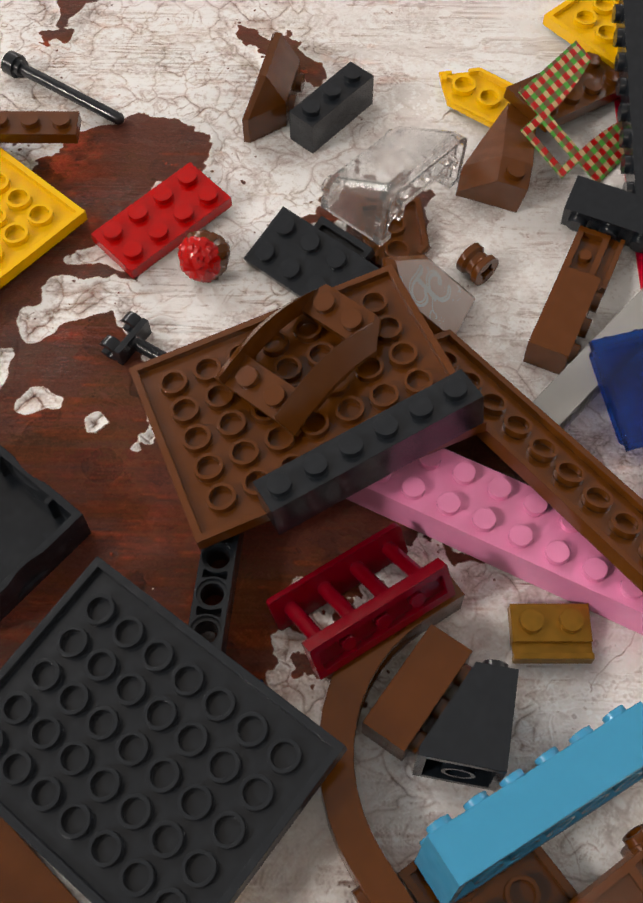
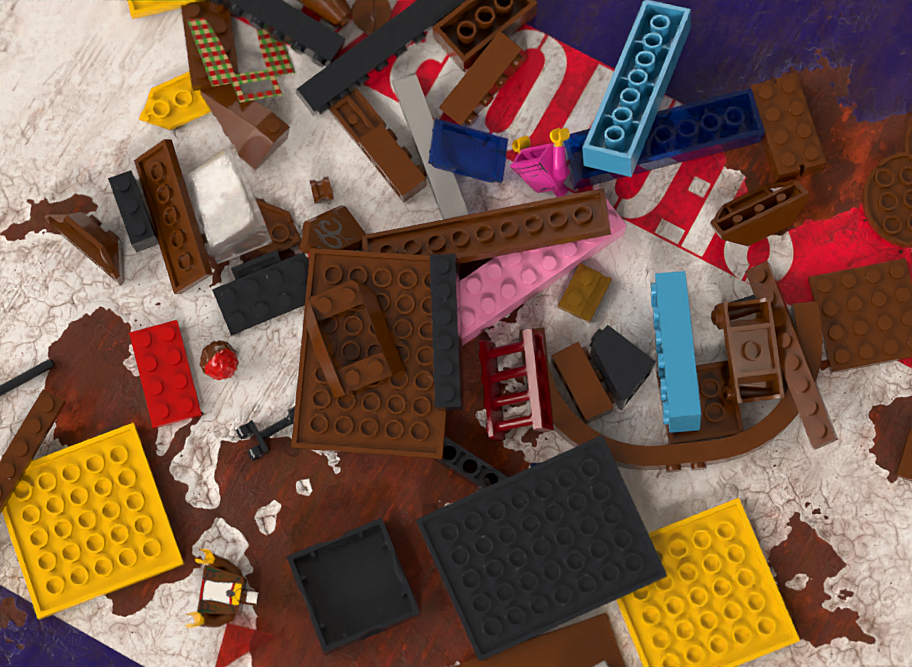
camera: 60 degrees left, 15 degrees up
(346, 140) = (173, 217): none -> reddish brown plate

